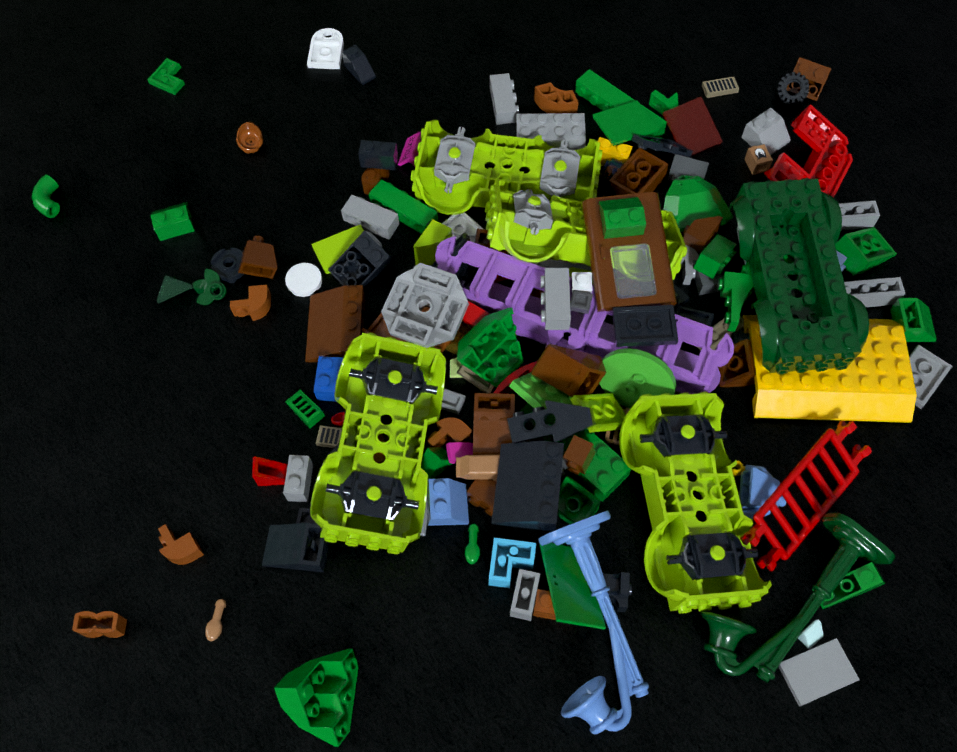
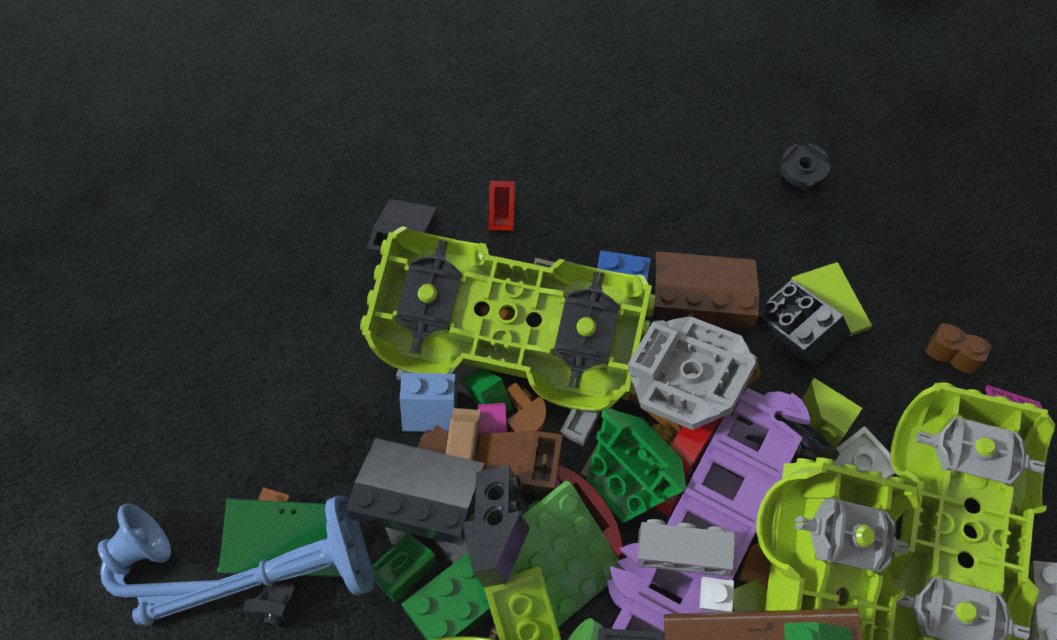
camera: 95 degrees right, 0 degrees up
(95, 625) = (349, 48): dark orange brick -> none
(171, 287) = (771, 102): clear green slope -> none
(172, 221) = (875, 101): green slope -> none
(180, 550) = (422, 117): dark orange brick -> none
(208, 286) = (770, 144): dark green plate -> none
(214, 626) = (331, 155): medium nougat piece -> none
(246, 133) = (1023, 181): dark orange piece -> none
(256, 306) = (743, 196): dark orange brick -> none
(258, 259) = (810, 193): reddish brown torso -> none
(298, 478) = (495, 233): light grey brick -> none
(303, 279) = (780, 252): white tile -> none
(313, 418) = (568, 249): green slope -> none
(321, 695) = (227, 253): green brick -> none
(370, 216) = (884, 339): light grey brick -> none
(378, 155) = (981, 341): black brick -> none
(409, 210) = (901, 384): green brick -> none
(472, 550) = (366, 431): green piece -> none
(509, 555) = (336, 460): medium azure brick -> none
(525, 594) = (290, 480): light grey brick -> none
(569, 370) = (583, 574): reddish brown slope -> none
(579, 455) = (448, 563): reddish brown brick -> none
(581, 302) = (681, 589): flat silver tile -> none

